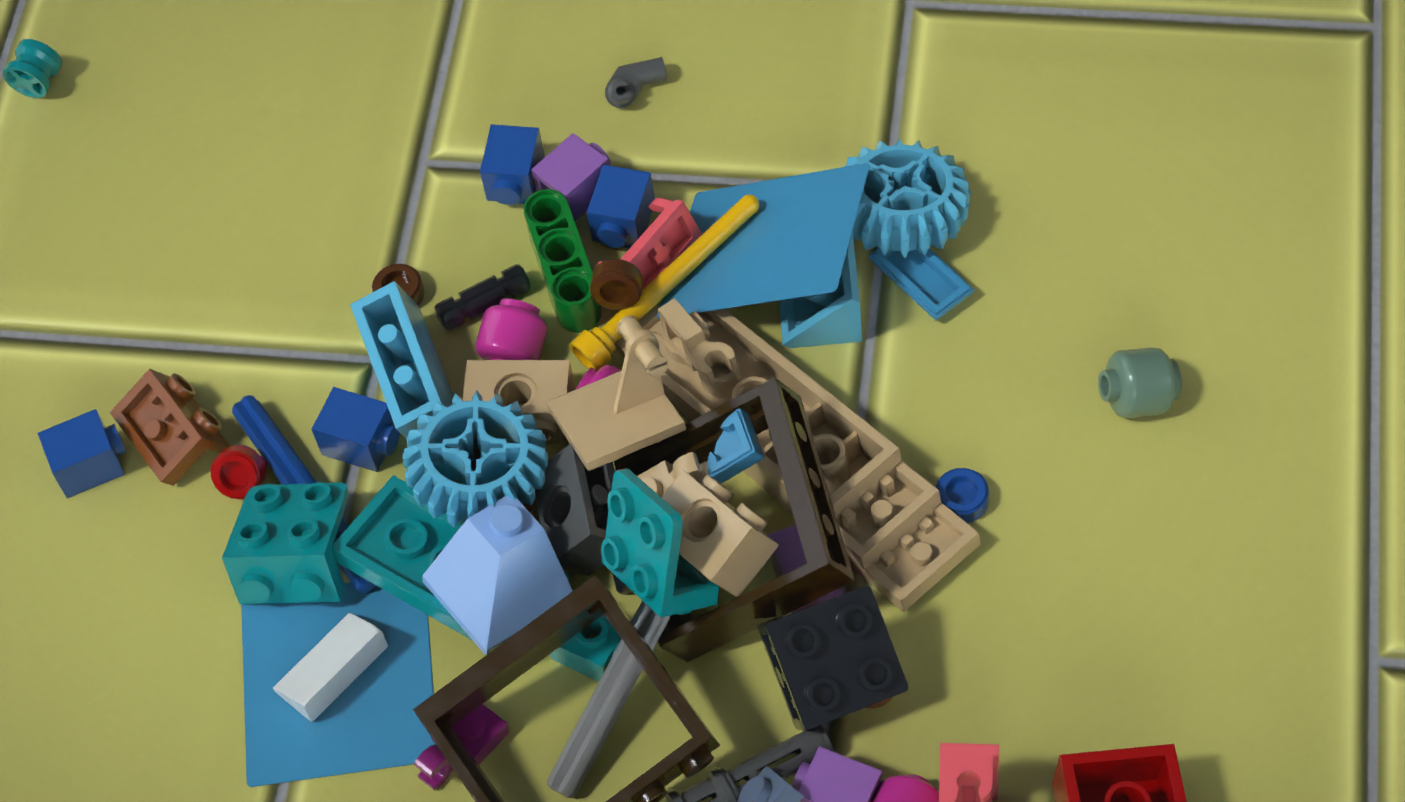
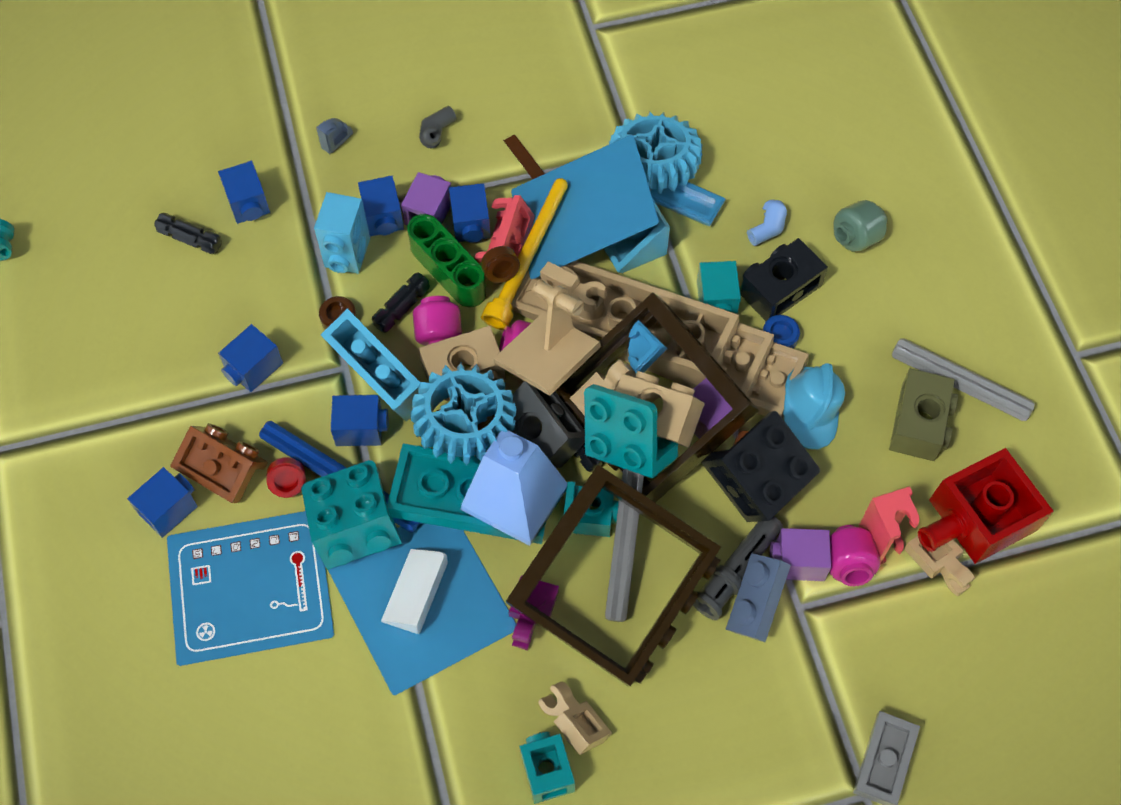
camera: 30 degrees left, 5 degrees up
(134, 595) = (247, 589): none -> dark azure sticker
(262, 310) = (250, 358): none -> blue brick
(263, 129) = (188, 233): none -> black axle
(351, 96) = (244, 192): none -> blue brick
(441, 184) = (342, 233): none -> medium azure brick
(498, 52) = (333, 134): none -> sand blue tile
(733, 153) = (523, 157): none -> reddish brown sticker
(901, 406) = (719, 285): none -> teal brick
(952, 607) = (813, 405): none -> medium azure piece
(976, 444) = (773, 296): none -> black brick
(1023, 343) = (773, 223): none -> light blue arm
(1107, 637) = (911, 431): none -> olive brick
(1186, 640) = (965, 380): none -> light grey axle

